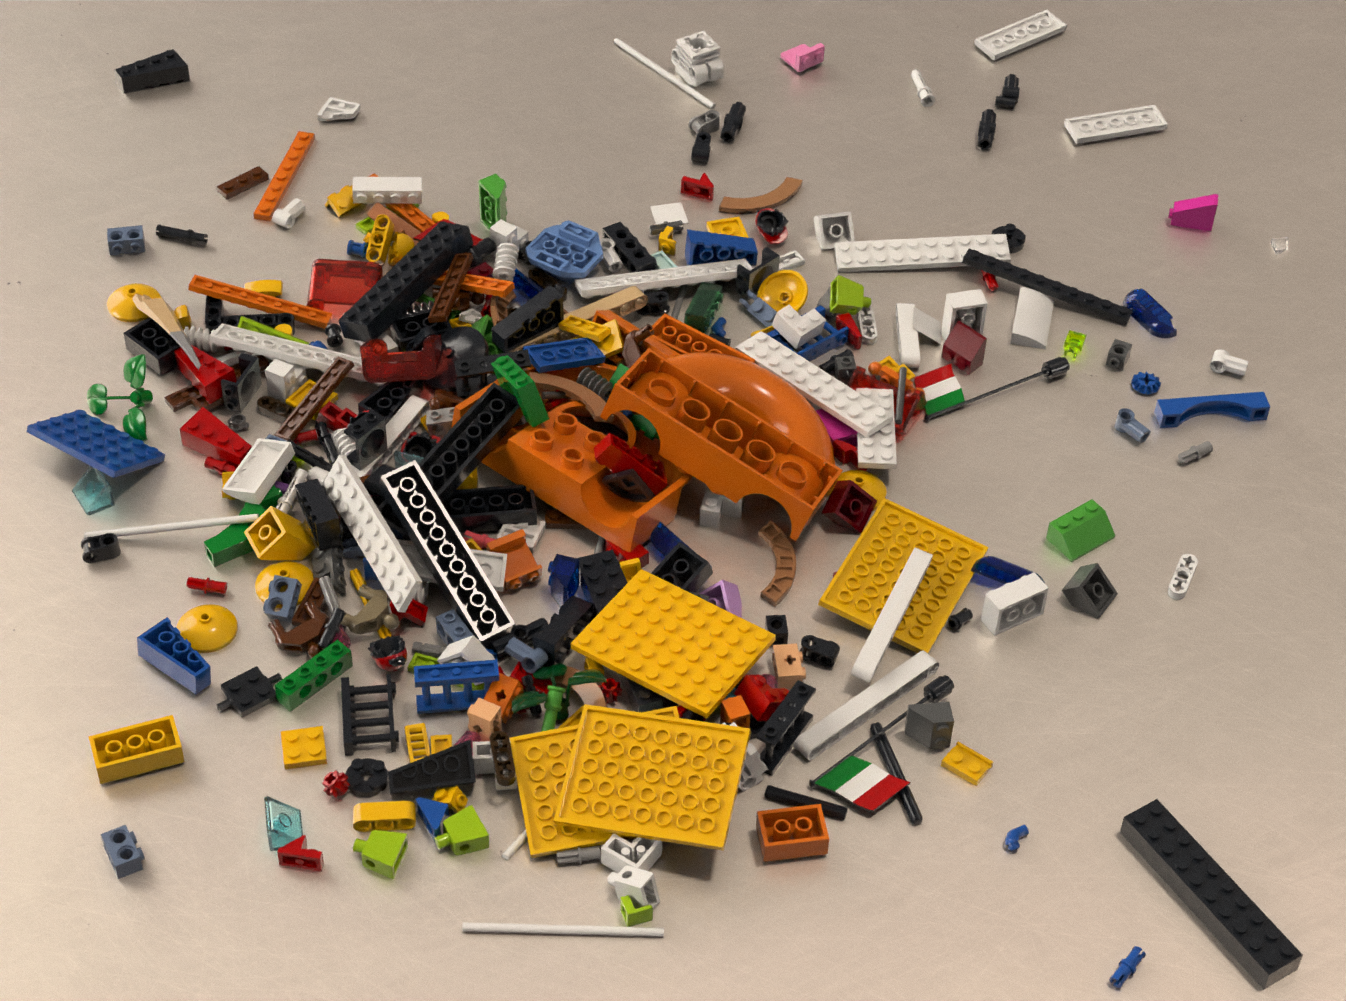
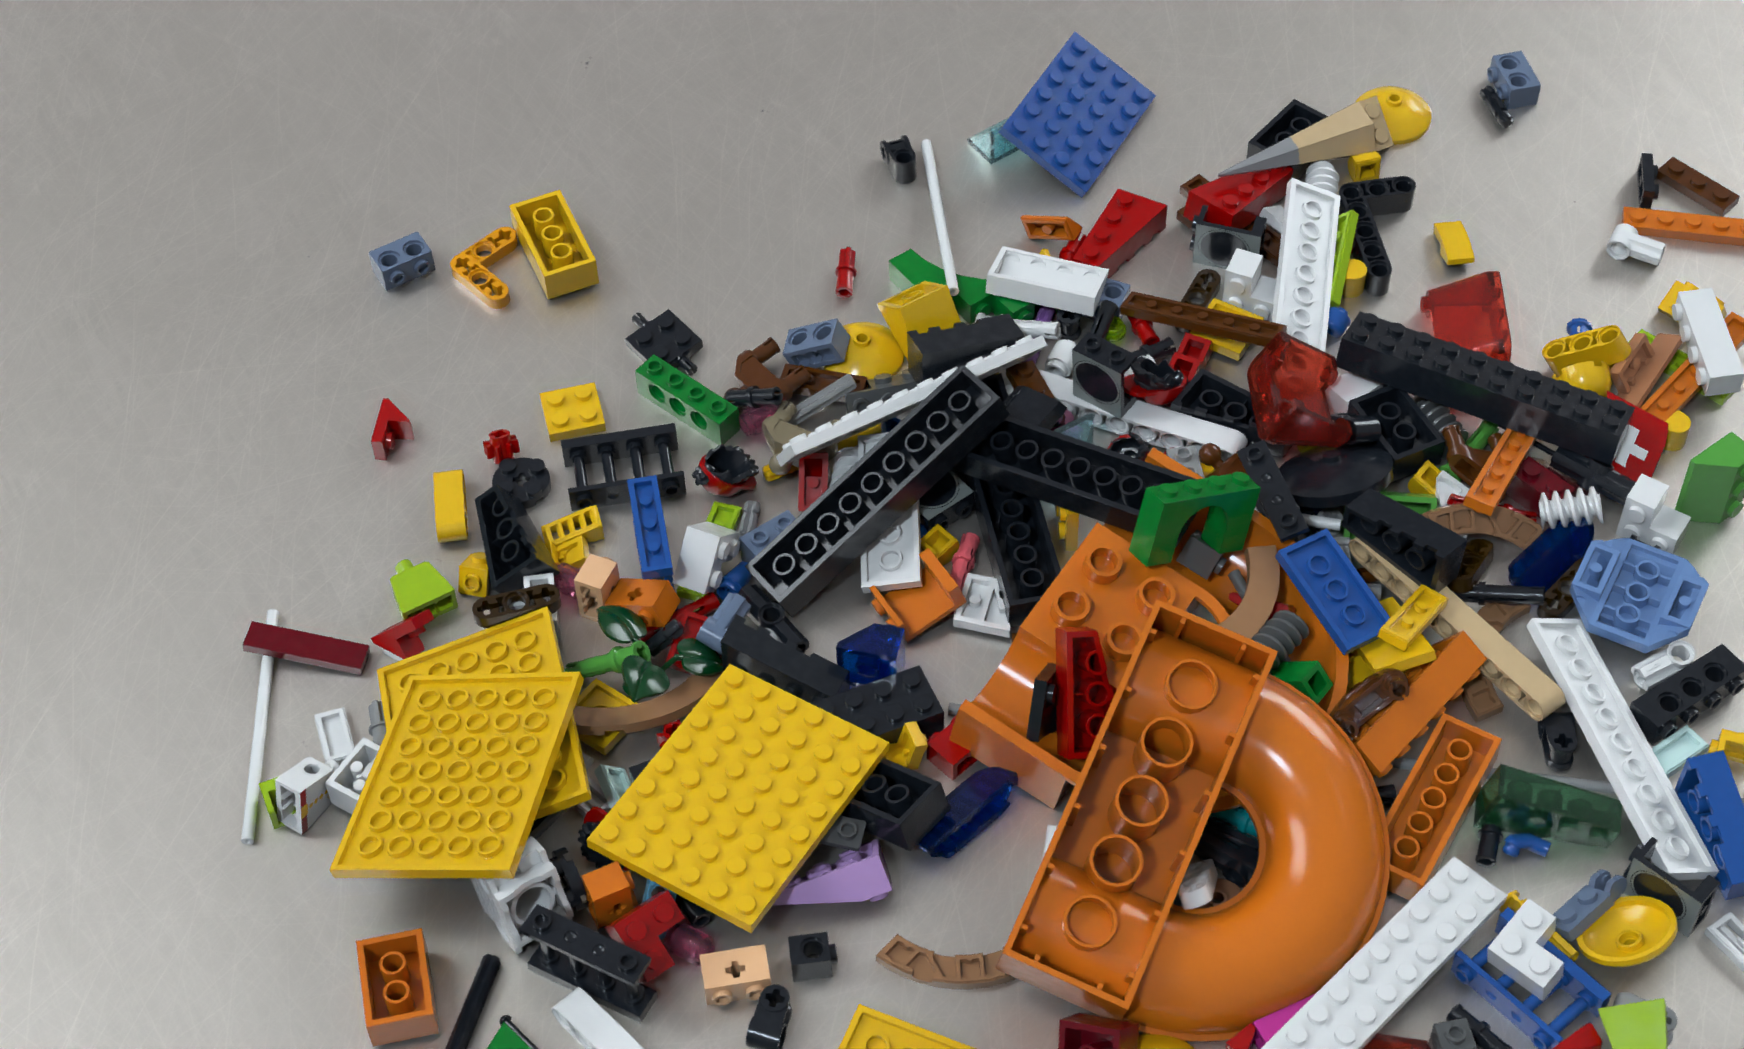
camera: 90 degrees right, 5 degrees up
(135, 421) = (1185, 144): green plant -> none
(136, 806) = (499, 243): none -> light orange beam
(145, 253) = (1496, 106): none -> black axle
(174, 656) = (710, 255): blue wedge -> none
(186, 235) = (1548, 143): black pin -> none
(201, 471) = (1050, 227): none -> orange slope
(208, 627) = (776, 287): yellow dish -> none
(236, 200) = (1646, 180): none -> black plate
(238, 422) = (1164, 257): flat silver plate -> none
(259, 301) = (1408, 235): orange plate -> none
(282, 823) = (436, 400): clear light blue slope -> none
(382, 851) = (389, 511): lime torso -> none
(432, 815) = (446, 554): blue slope -> none
(450, 288) = (1477, 438): reddish brown tile -> none
(501, 841) = (403, 637): none -> red slope
(503, 900) = (306, 648): none -> dark red tile
(581, 884) = (334, 734): none -> white tile

